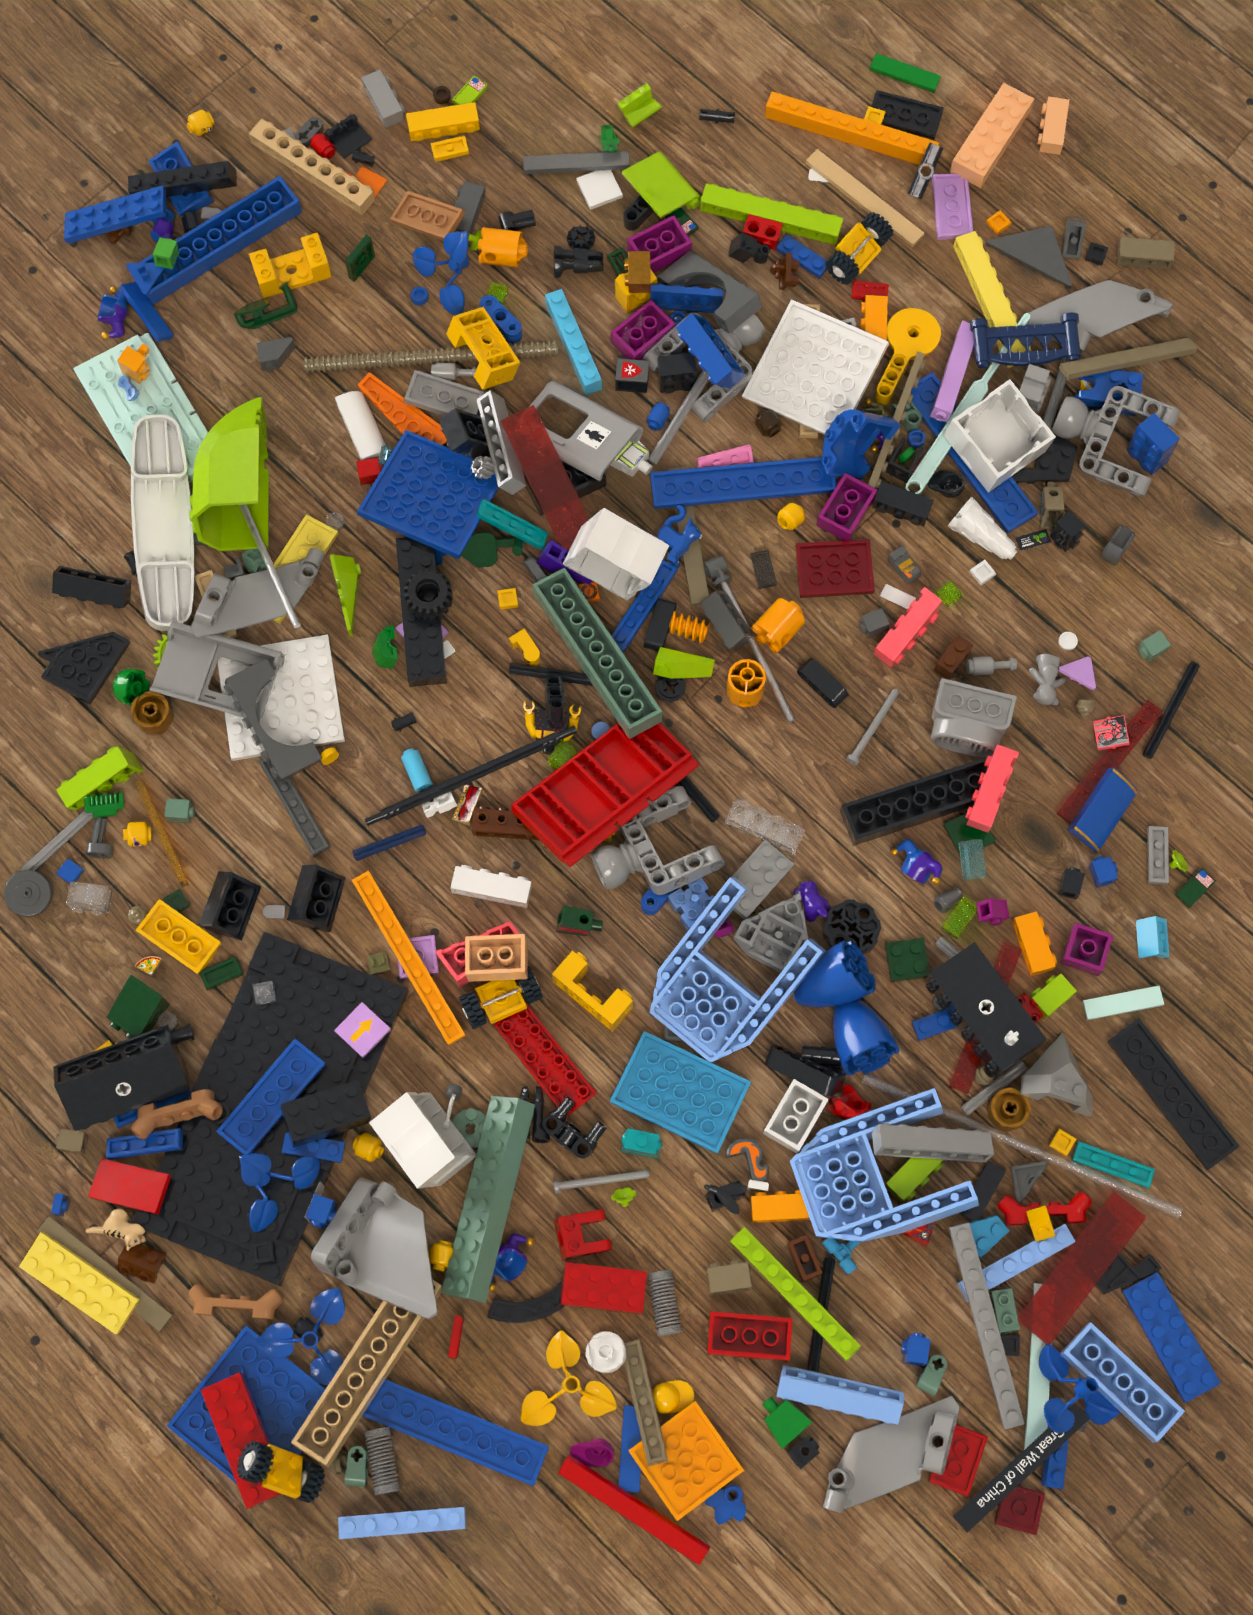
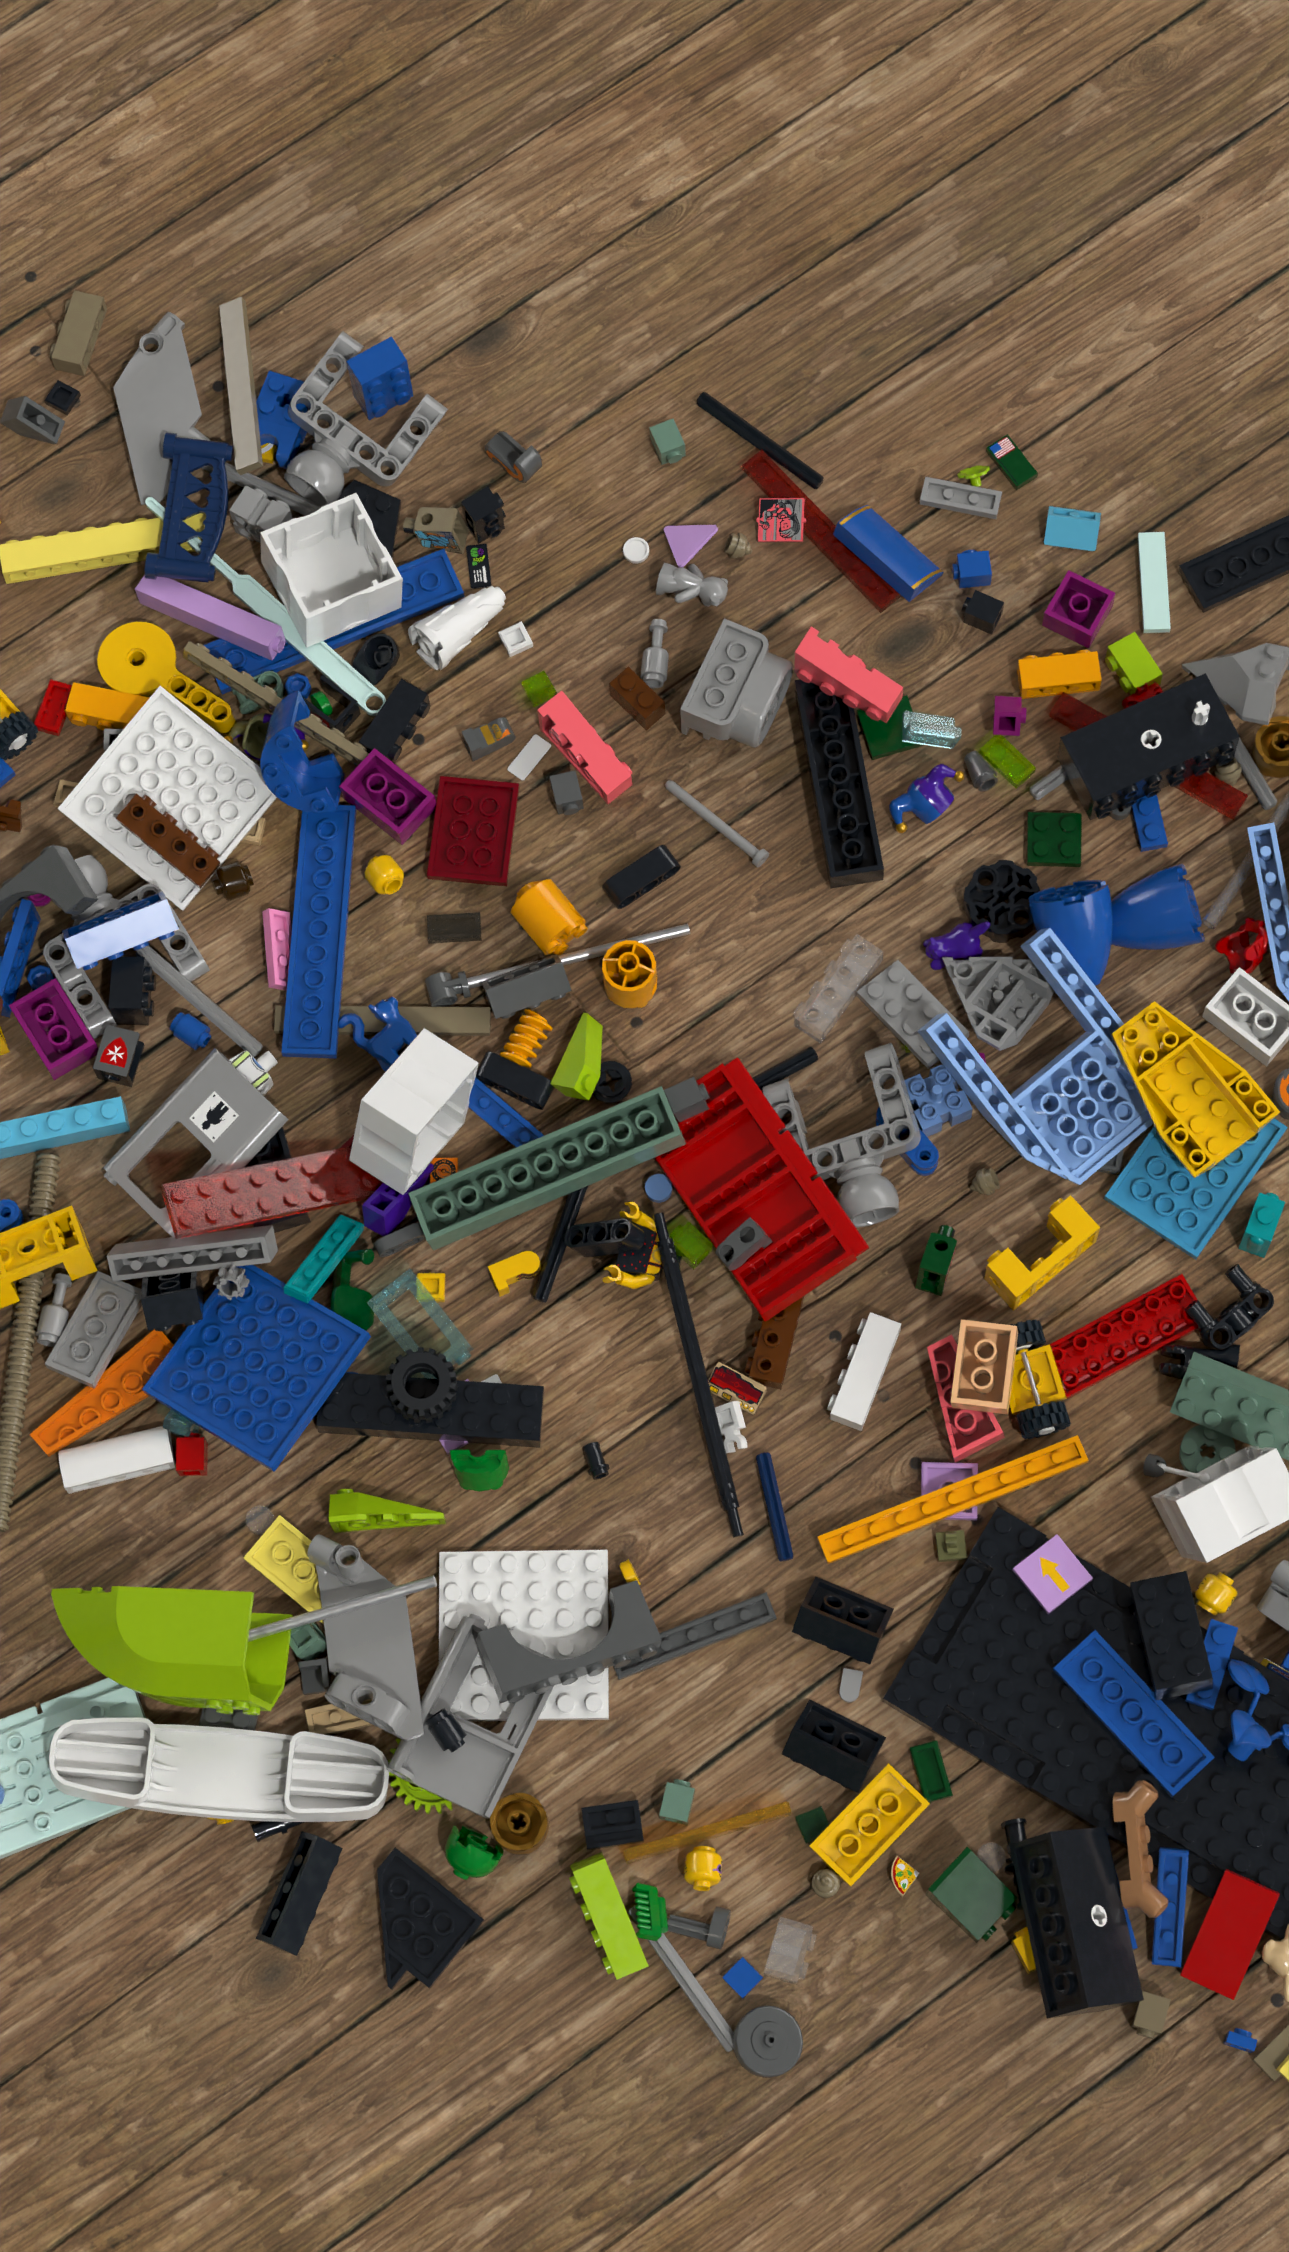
camera: 75 degrees left, 0 degrees up
(160, 773) = (612, 1825): none -> black plate
(202, 652) = (446, 1730): none -> black brick
(264, 992) = (977, 1706): clear tile -> none
(416, 770) = (673, 1451): medium azure brick -> none
(487, 602) = (409, 1280): none -> clear light blue piece
(559, 783) = (742, 1244): none -> dark grey leg
(641, 948) = (985, 1181): none -> dark tan plate
(660, 733) = (687, 1098): none -> dark grey brick
(726, 1075) = (1191, 1089): none -> yellow wedge
(783, 372) = (169, 841): none -> reddish brown brick
(821, 1055) = (1171, 973): black axle -> none
(821, 1079) = (1201, 983): black beam -> none
(1035, 250) = (41, 474): dark grey tile -> none

